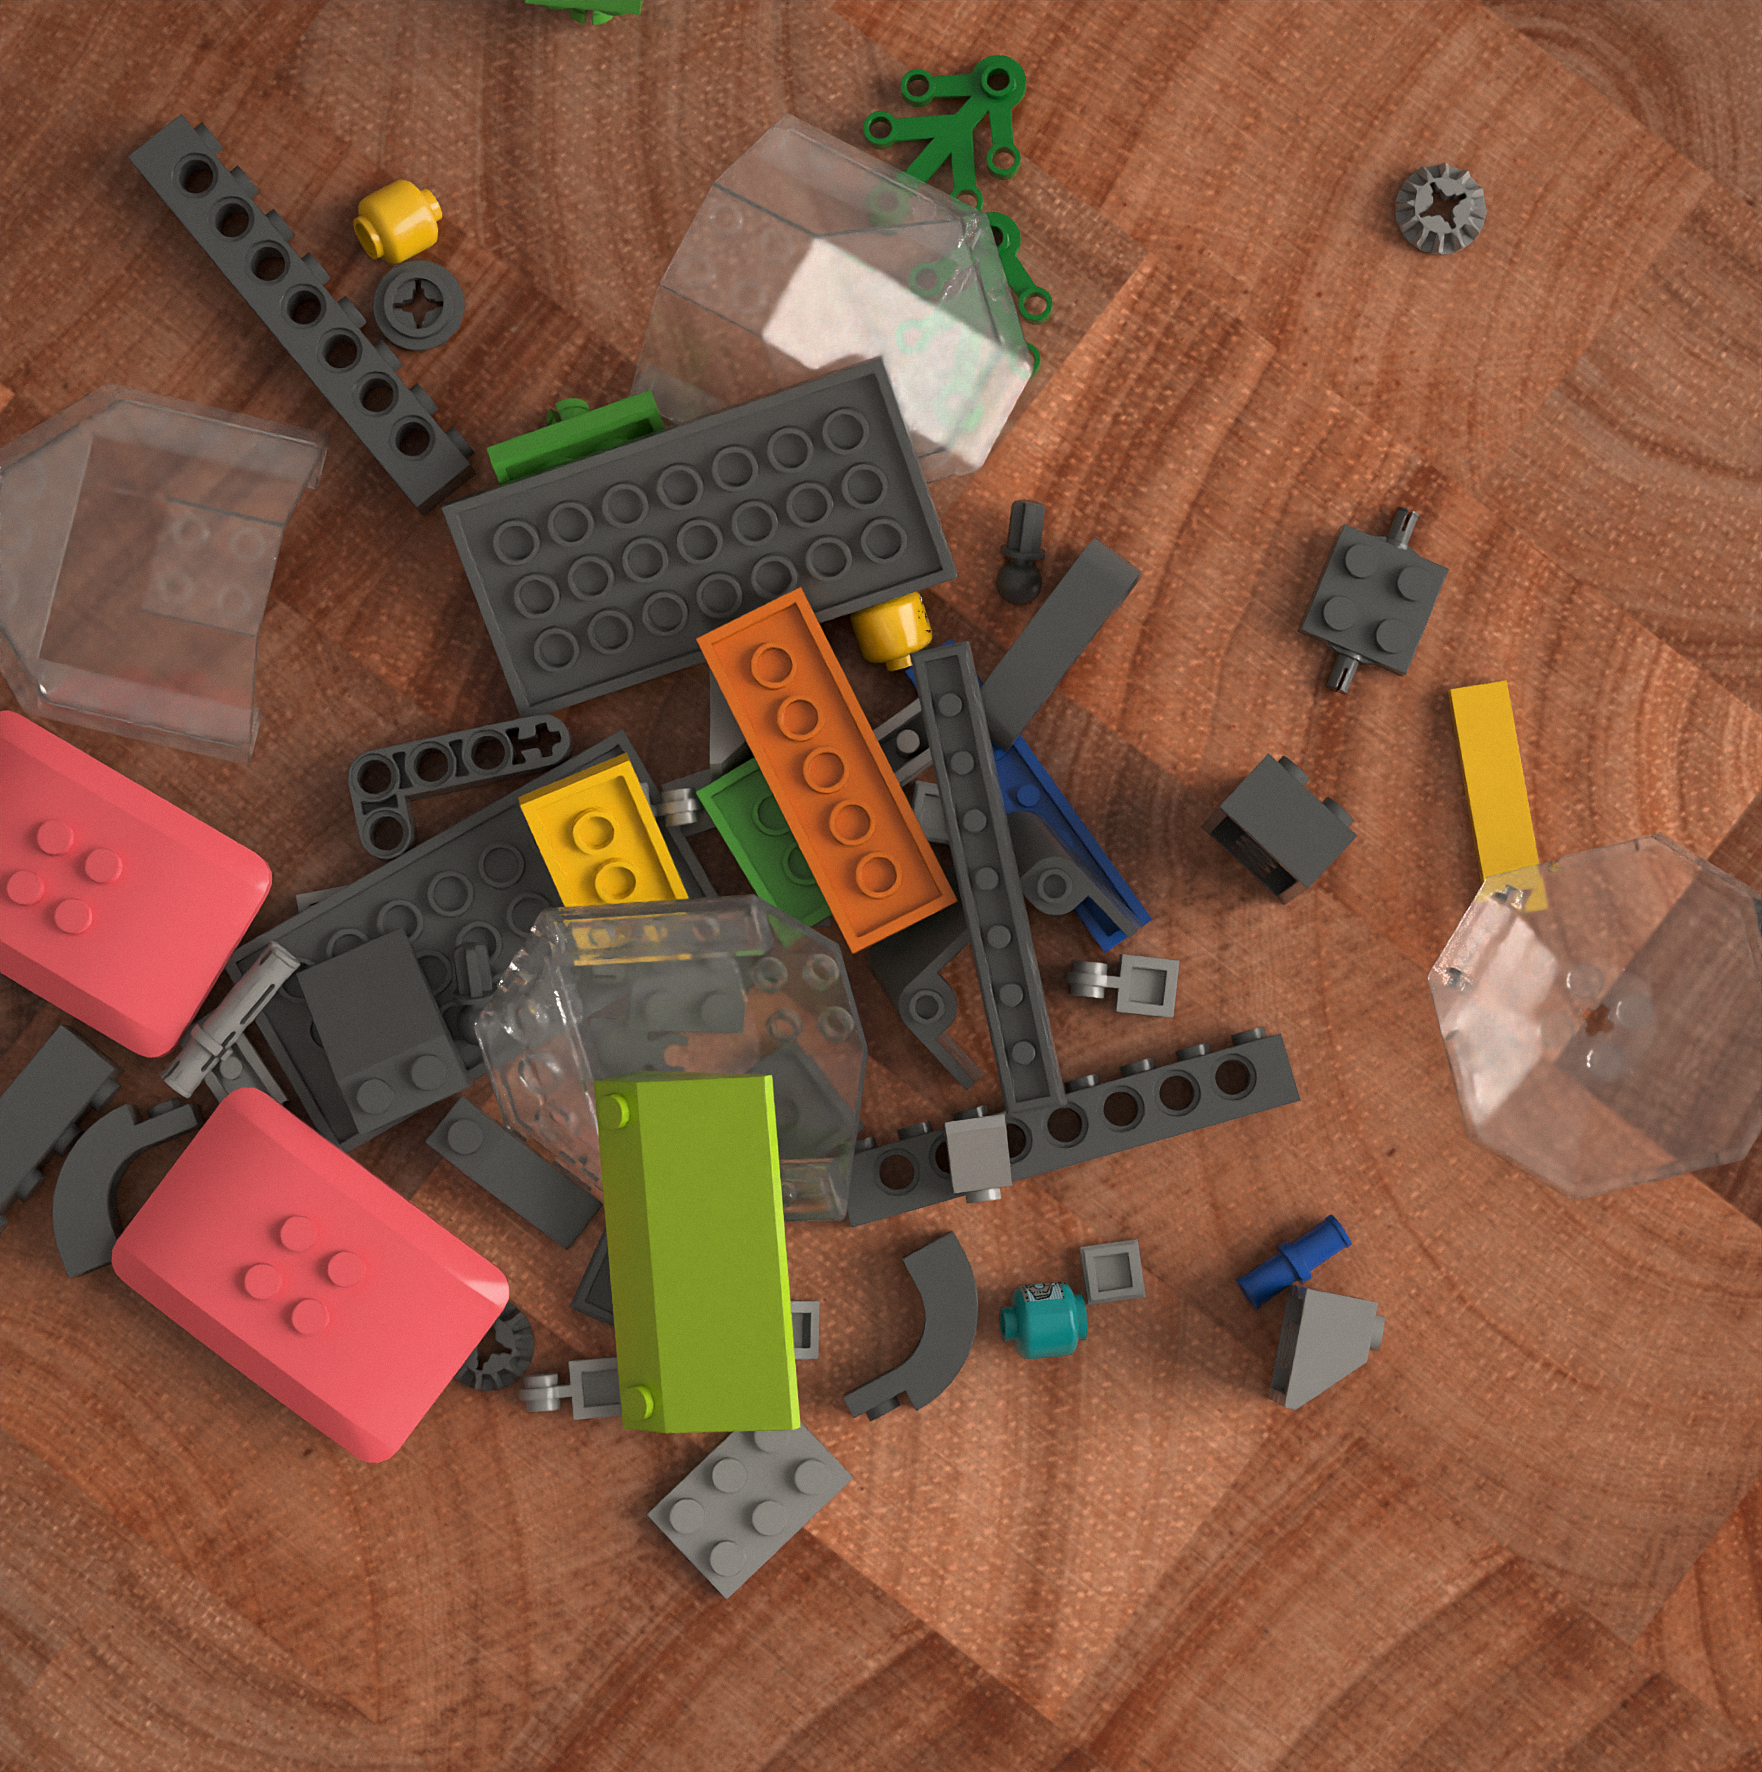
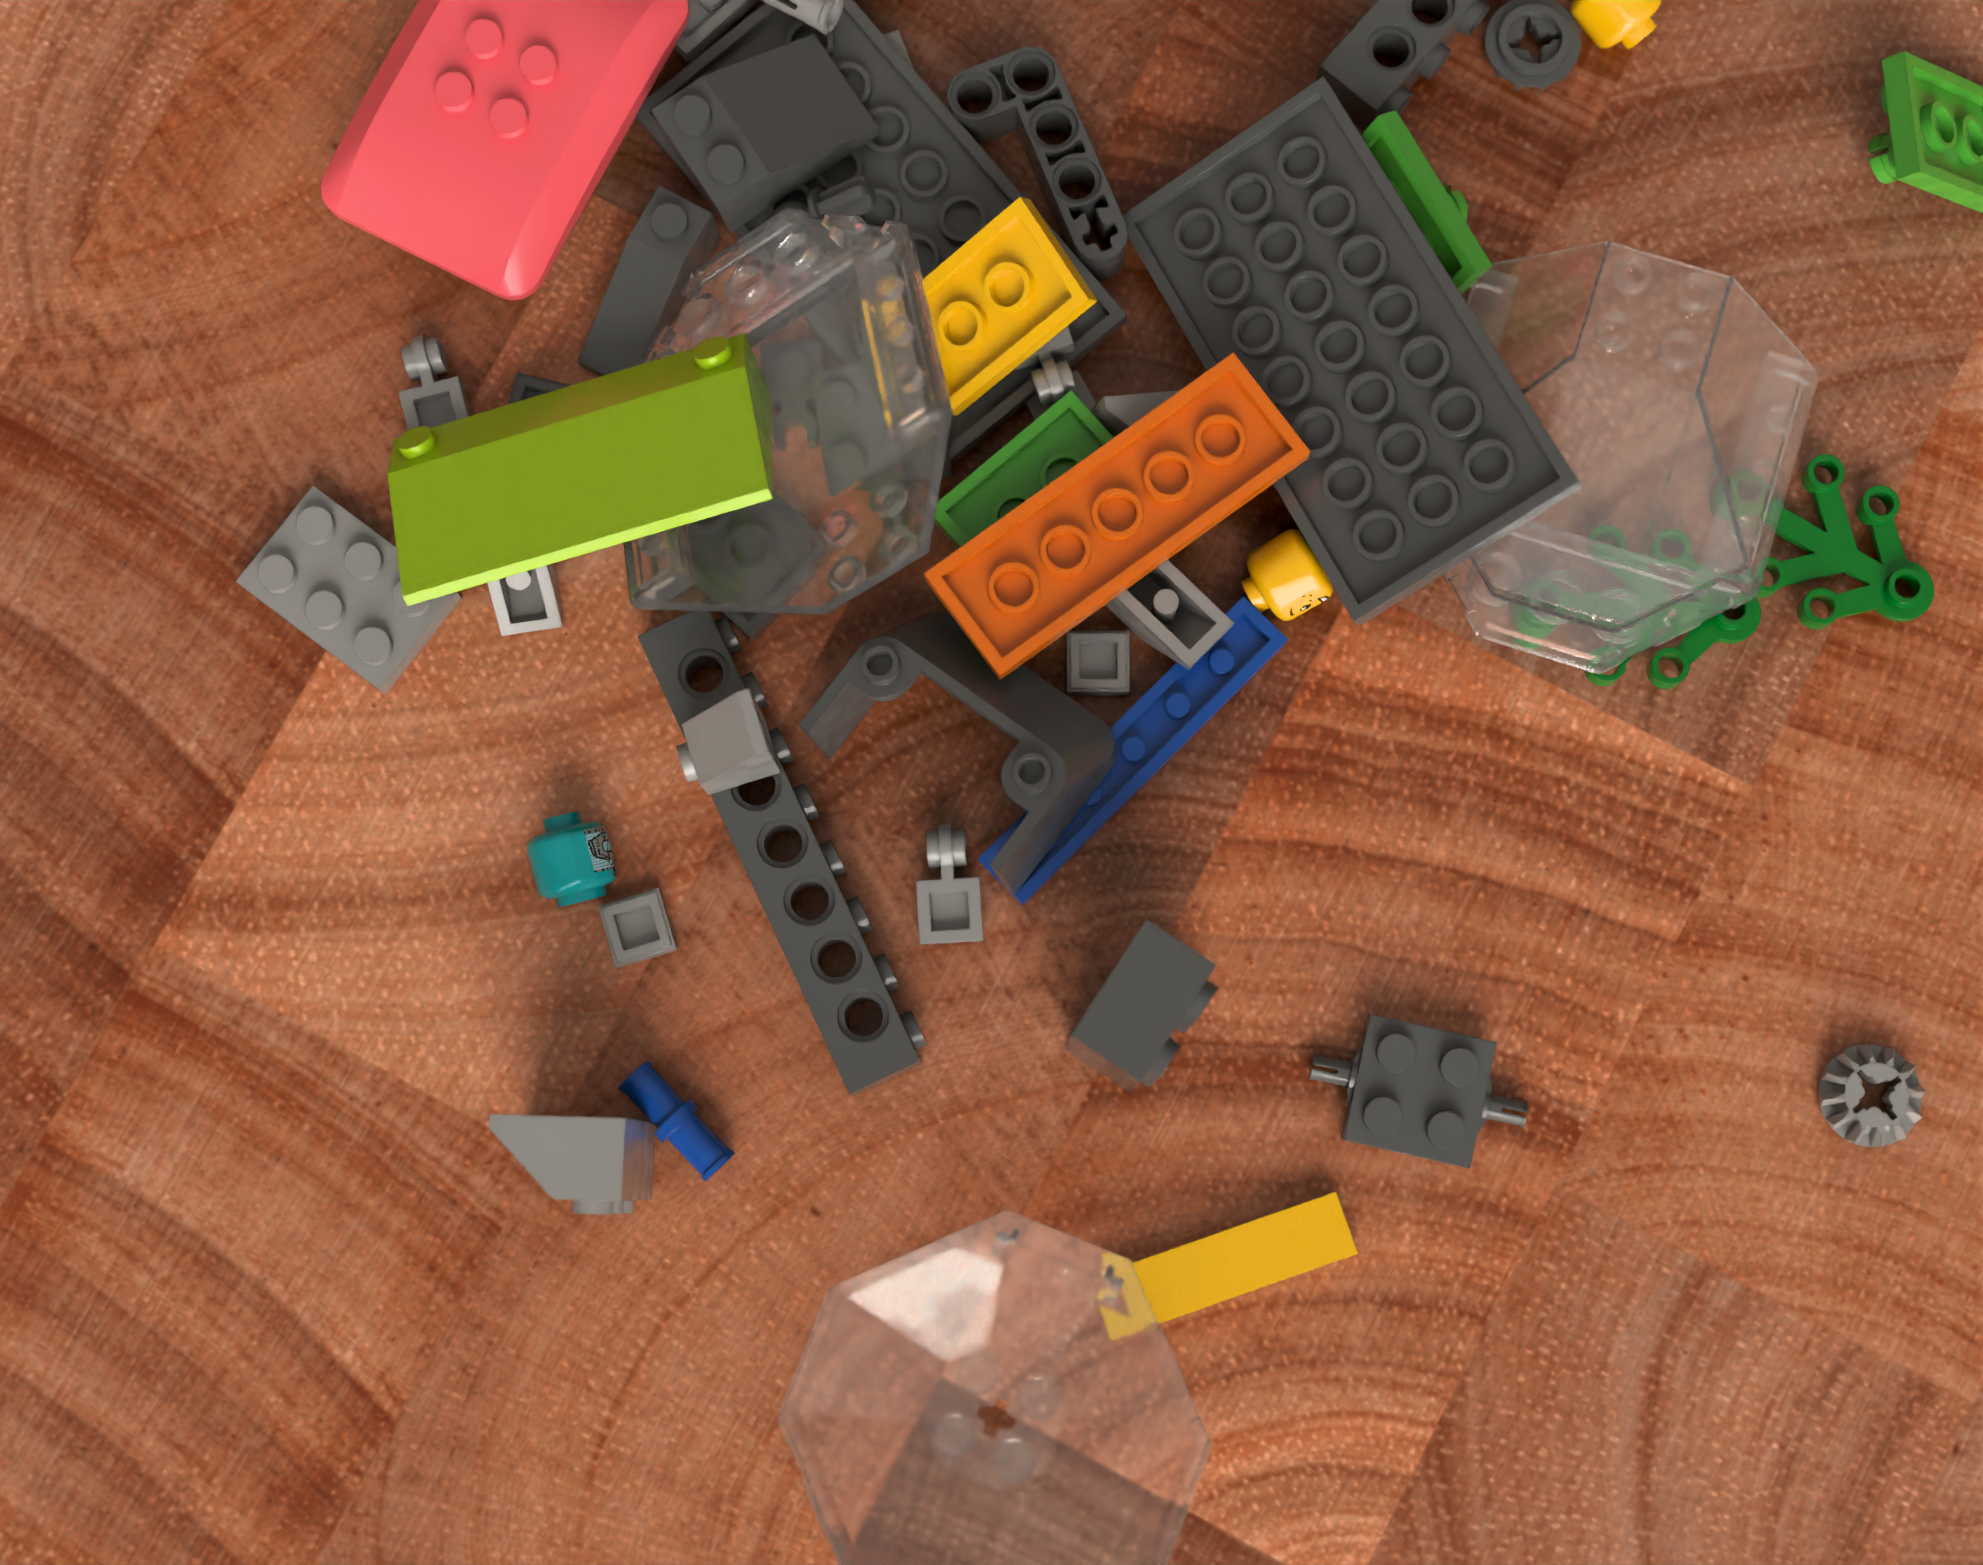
camera: 85 degrees right, 5 degrees down
(504, 1368) = (444, 316): dark grey gear -> none
(947, 1336) = (561, 761): dark grey arch -> none
(988, 878) = (1029, 700): dark grey tile -> none
(1019, 579) = (1366, 705): dark grey axle -> none
(1055, 640) = (1305, 739): dark grey beam -> none

